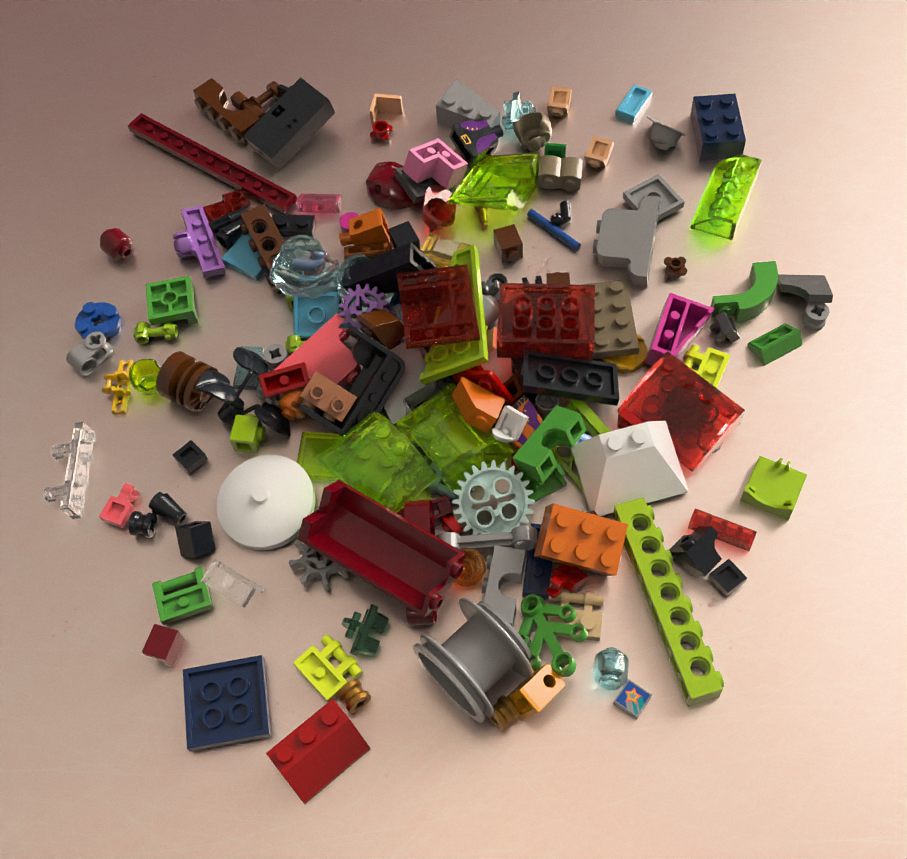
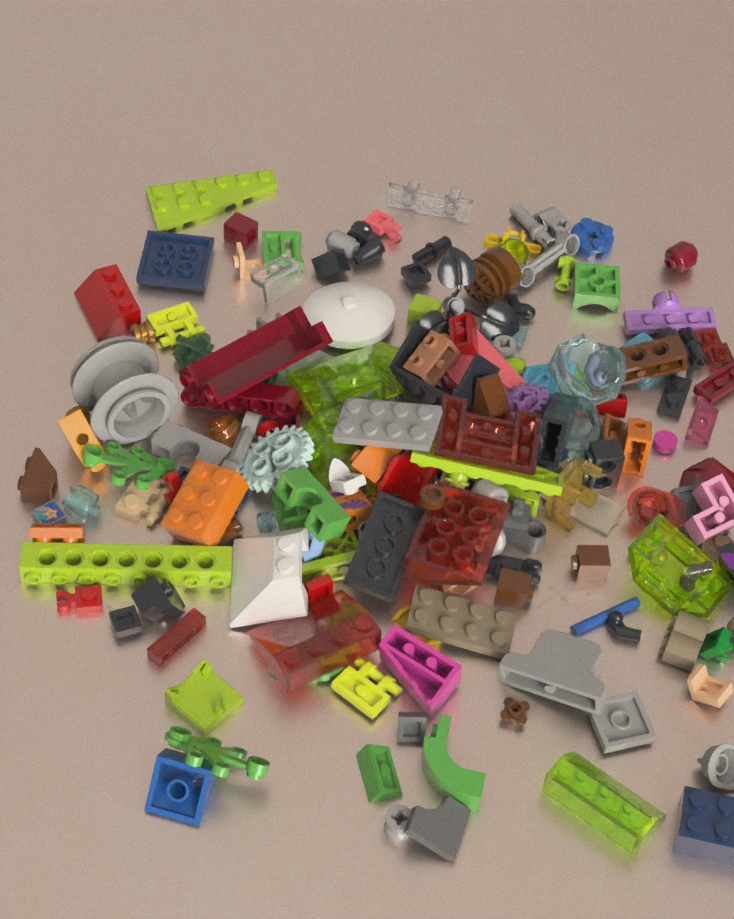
camera: 95 degrees right, 10 degrees down
(94, 371) = (537, 231): none -> light grey pin
(114, 721) = (202, 198): none -> lime wing
(136, 344) = (549, 256): none -> light grey piece
(149, 452) = (432, 250): none -> black axle
(161, 535) = (340, 240): none -> light grey brick
(215, 627) = (241, 264): none -> light nougat bracket
(217, 356) = (521, 309): none -> black arm
(453, 388) = (387, 424): none -> light grey plate
(495, 172) = (691, 574): none -> clear smoke arm
(520, 337) = (432, 496): none -> reddish brown tile
(562, 496) = (266, 522): none -> clear light blue plate
(595, 723) = (39, 480): none -> reddish brown slope
(663, 671) = (57, 532): none -> orange bracket
(716, 626) = (85, 600): none -> red plate
(834, 415) = (211, 748): none -> bright green plant
(866, 472) = (178, 788): none -> blue slope

